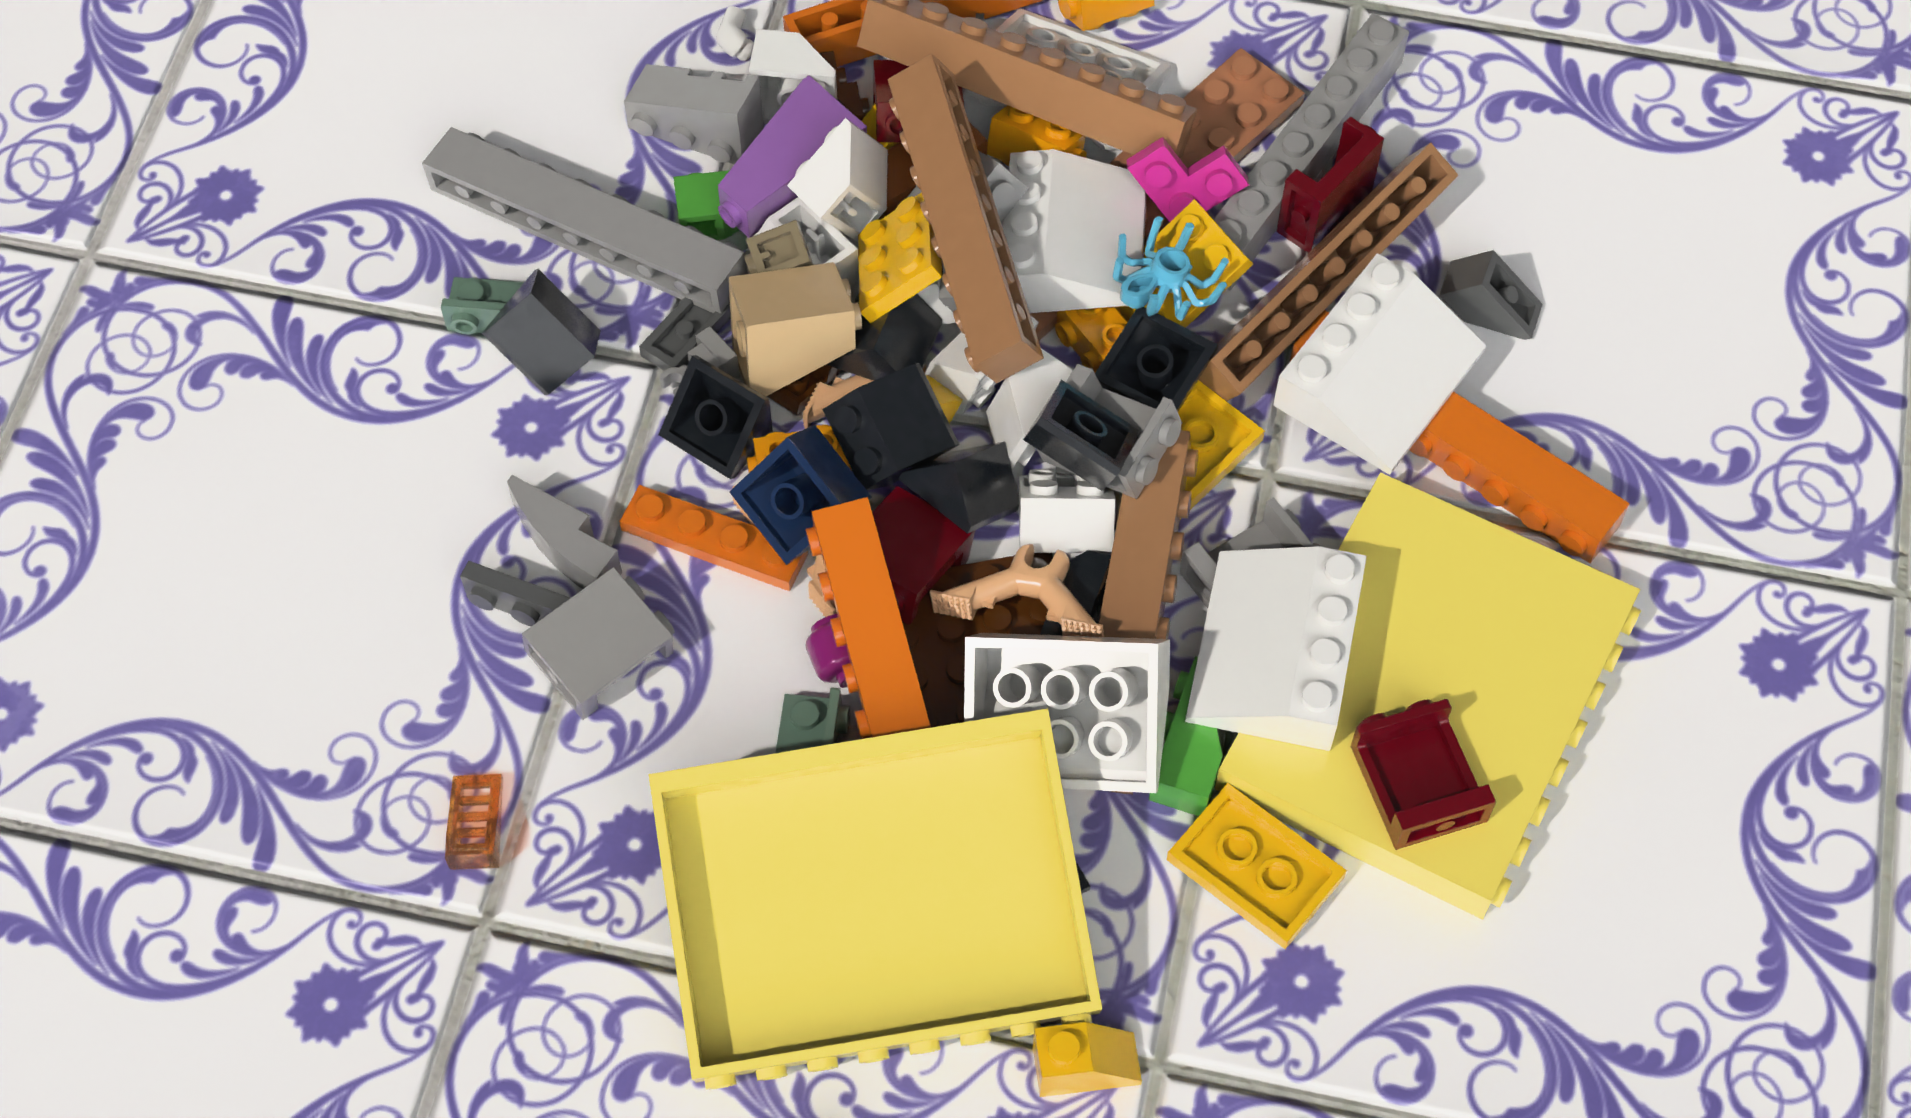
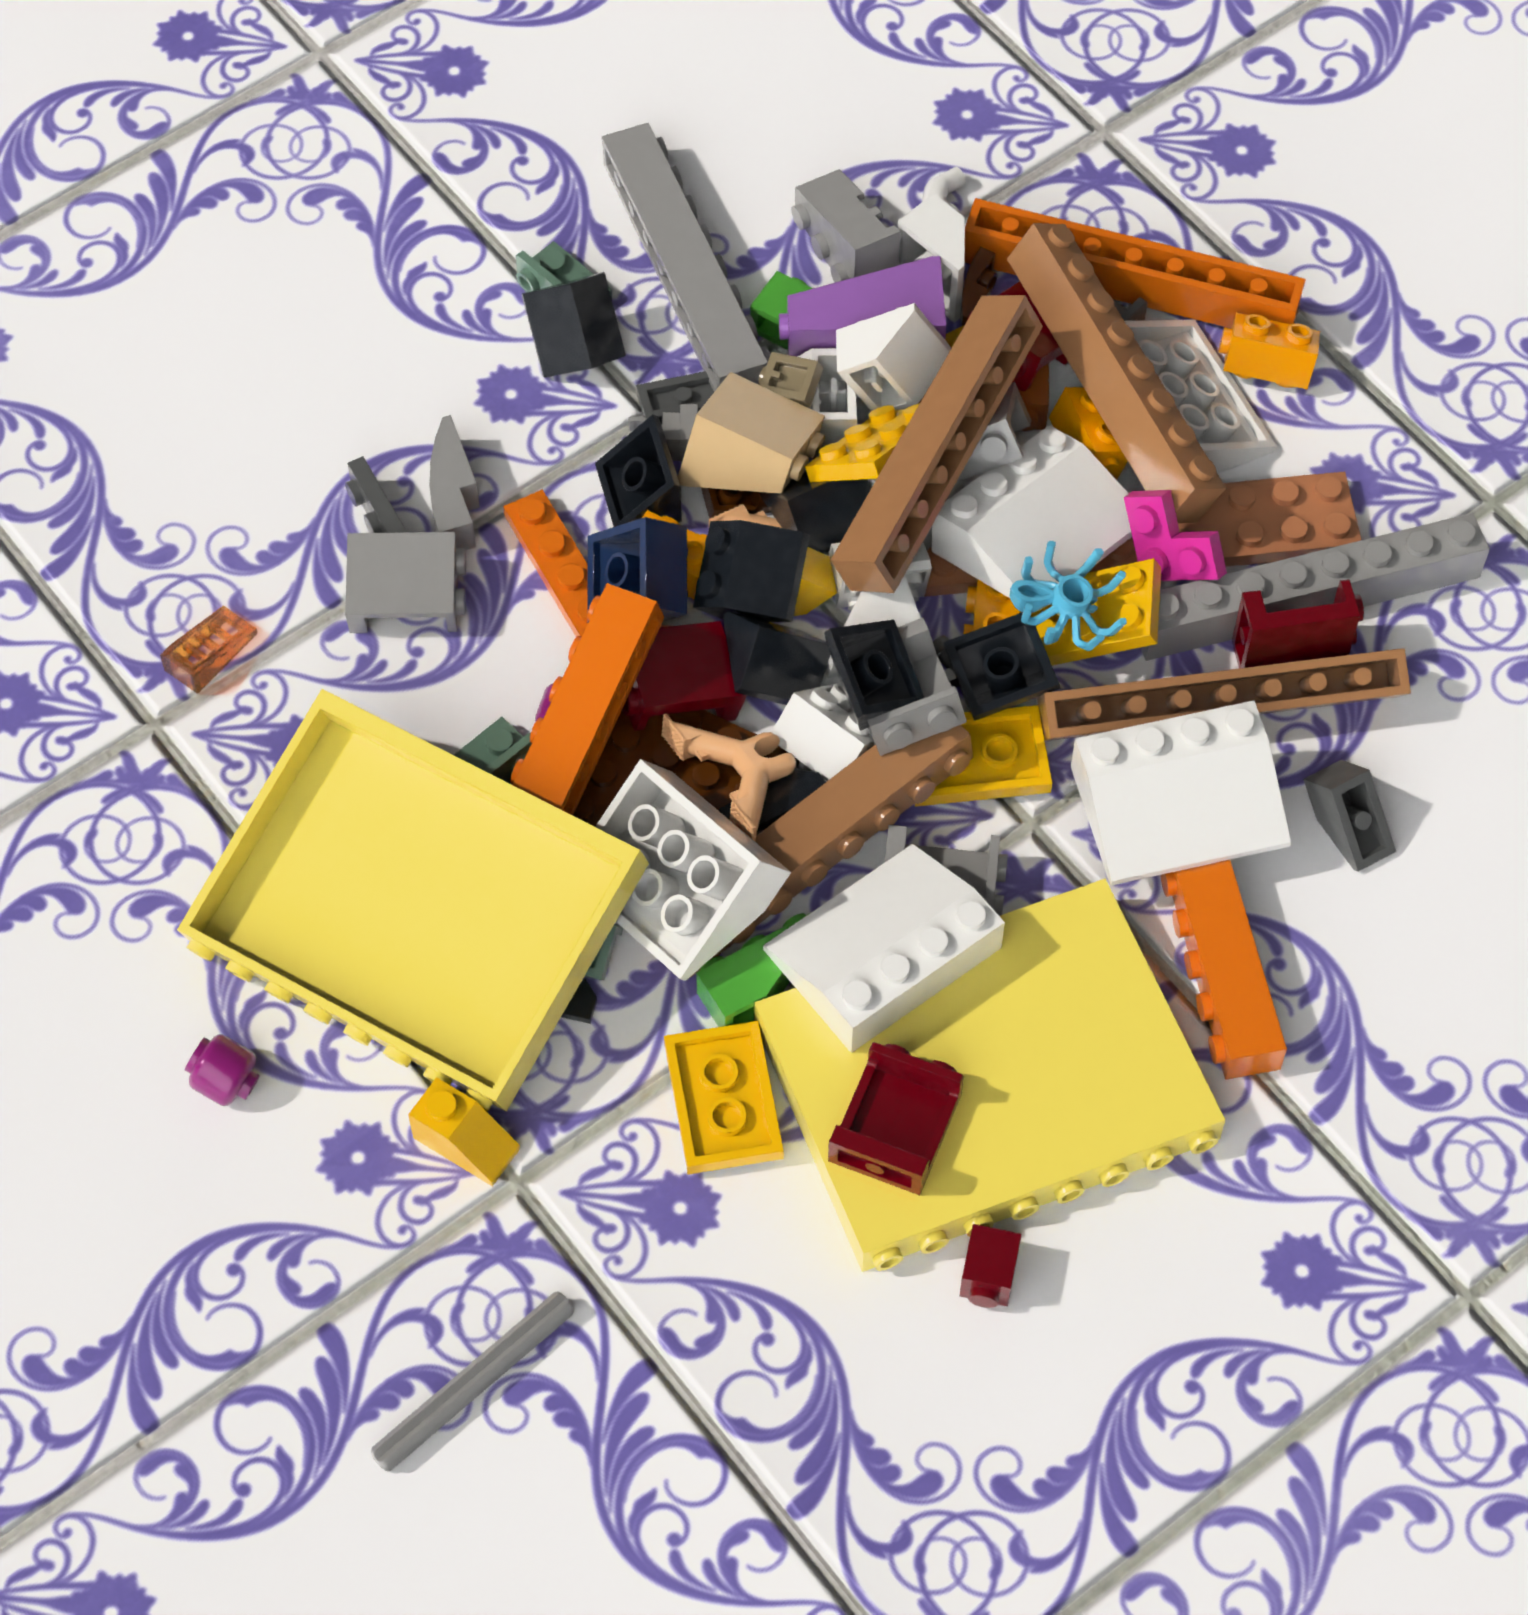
camera: 40 degrees right, 0 degrees up
(1579, 837) = (989, 1266): none -> dark red brick

